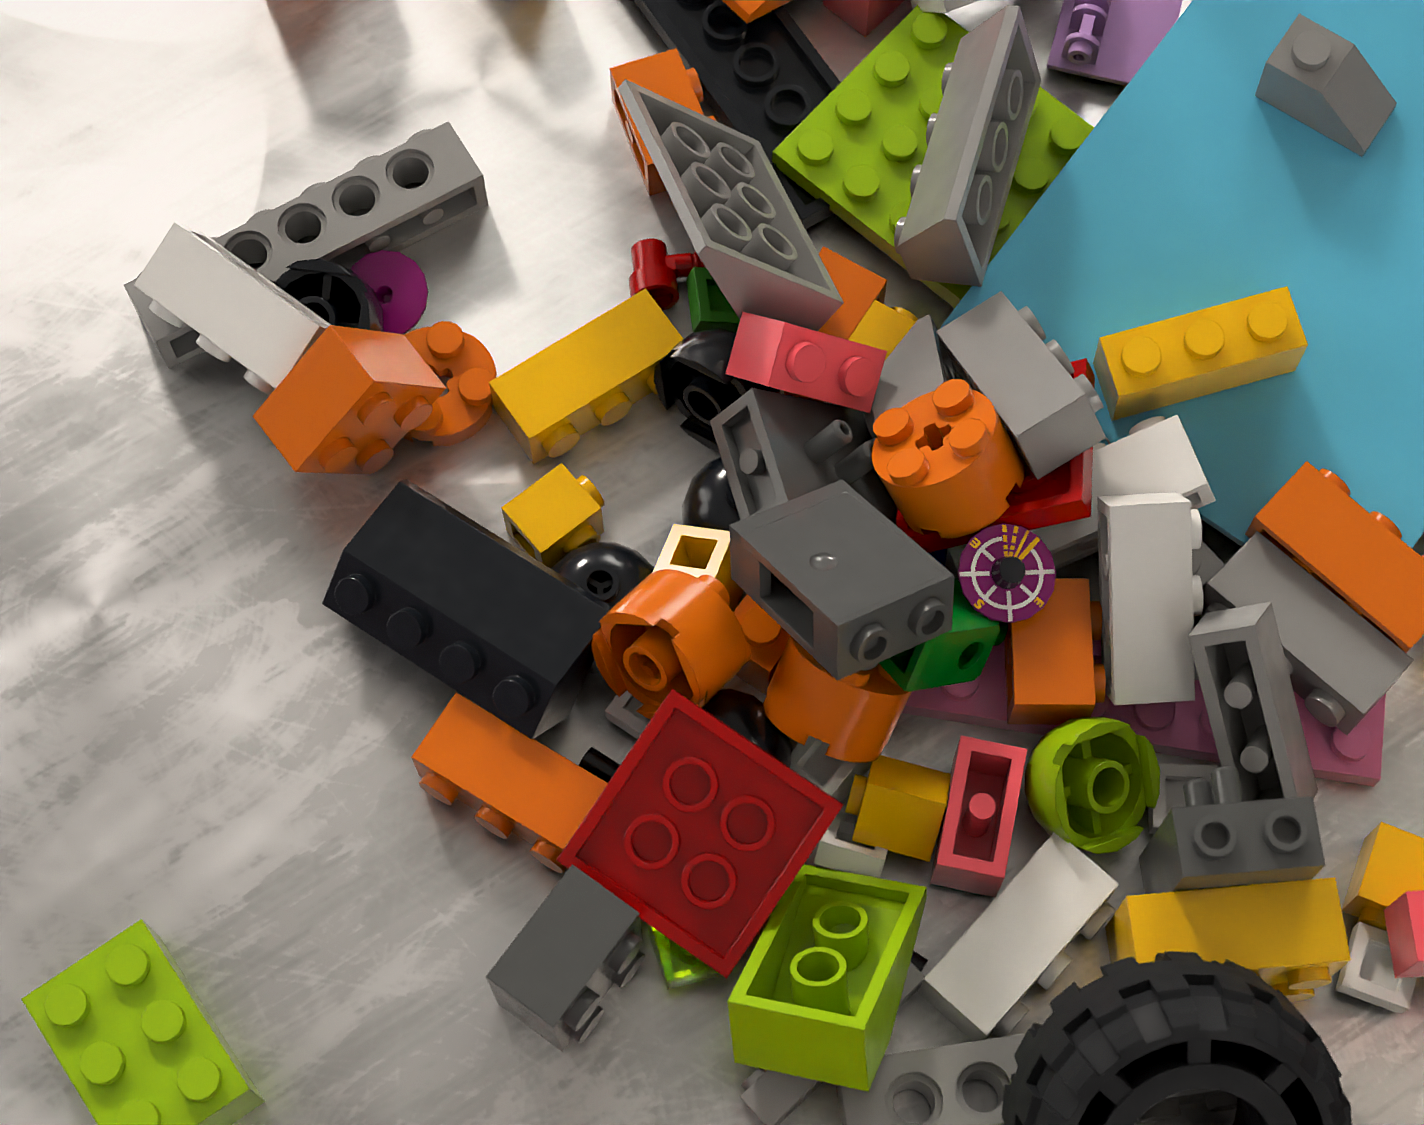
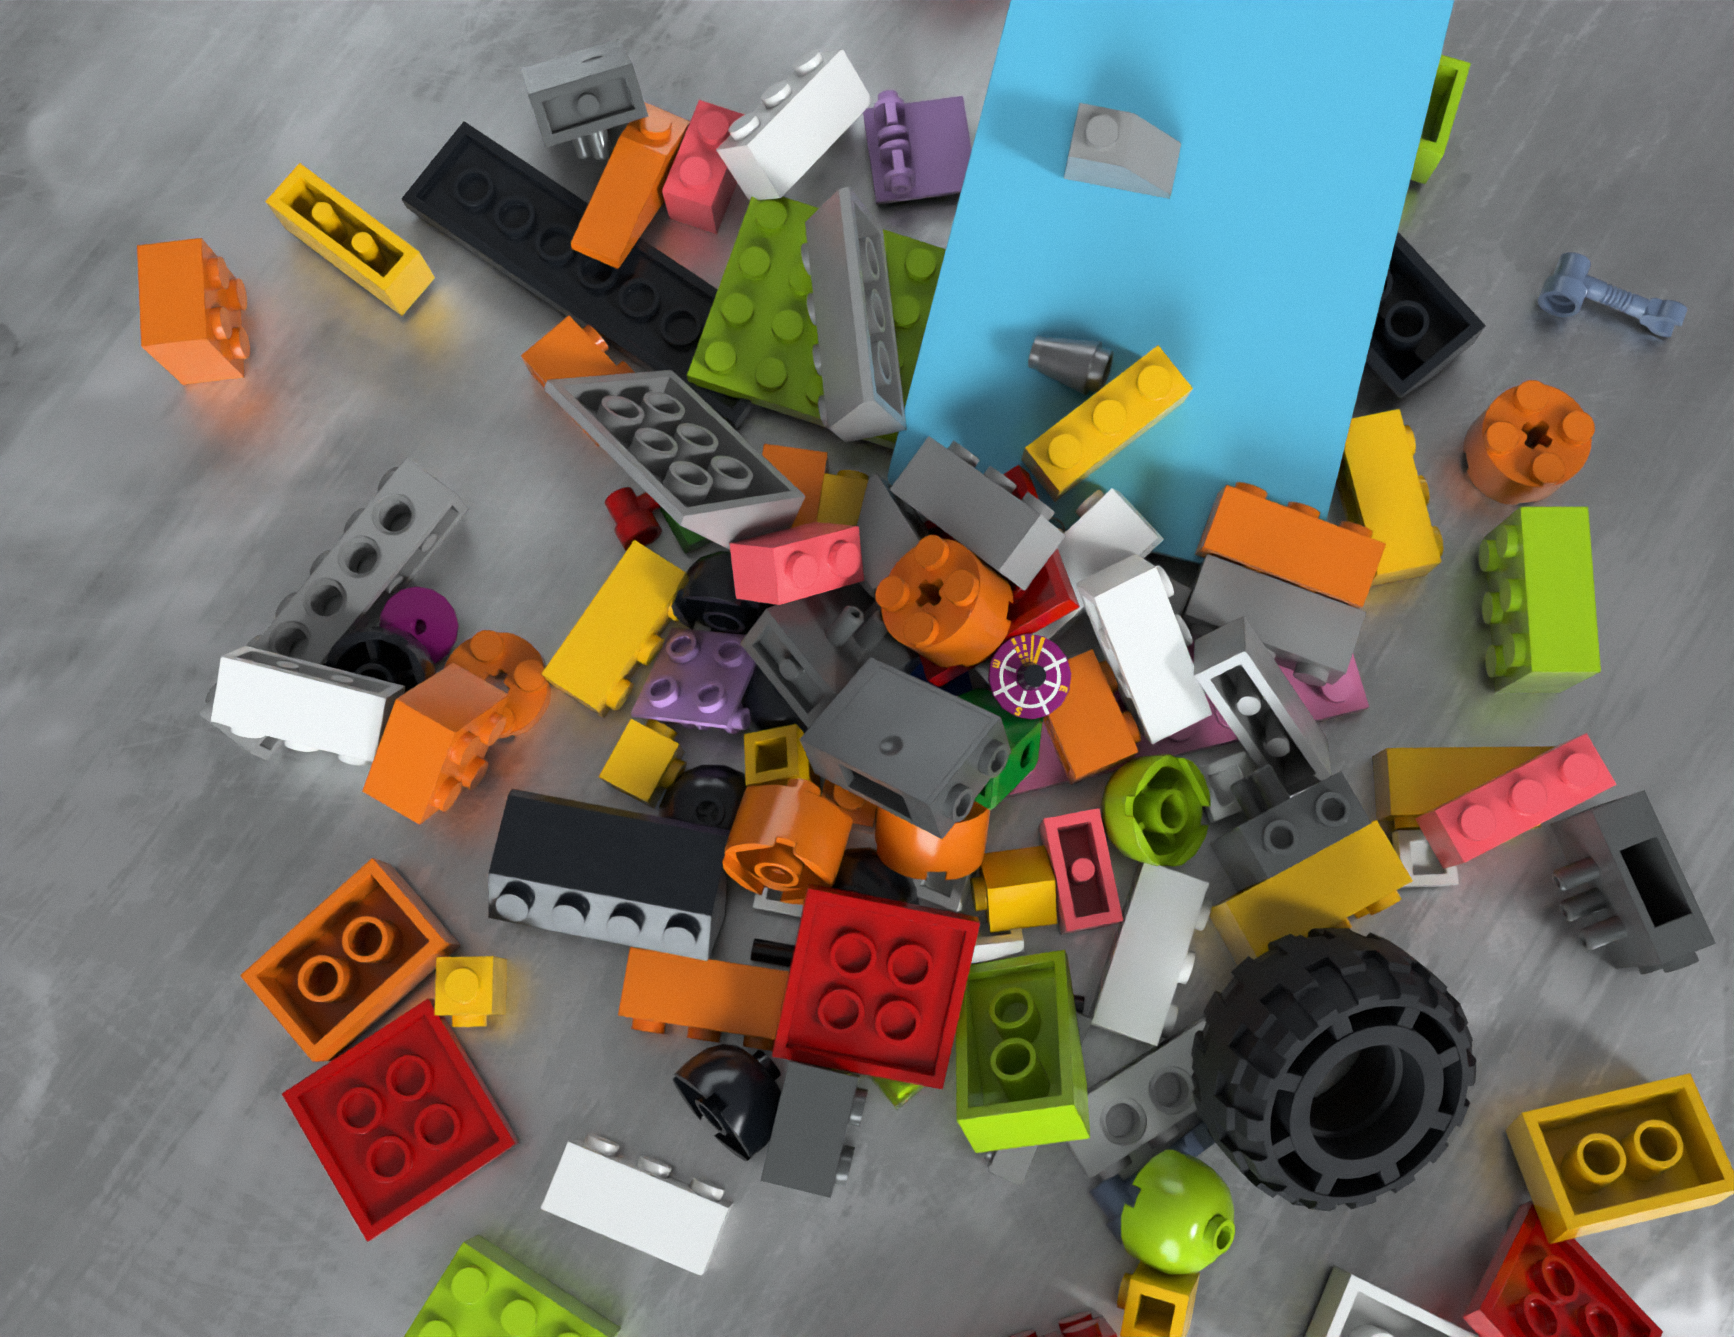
camera: 20 degrees left, 10 degrees up
(135, 777) = (400, 1119): none -> red plate
(160, 590) = (350, 961): none -> orange brick
(270, 670) = (470, 989): none -> yellow brick
(345, 969) = (638, 1203): none -> white brick
(493, 889) = (733, 1094): none -> black cylinder
(648, 461) = (698, 682): none -> lavender hinge
(1186, 277) = (1072, 362): none -> flat silver cone

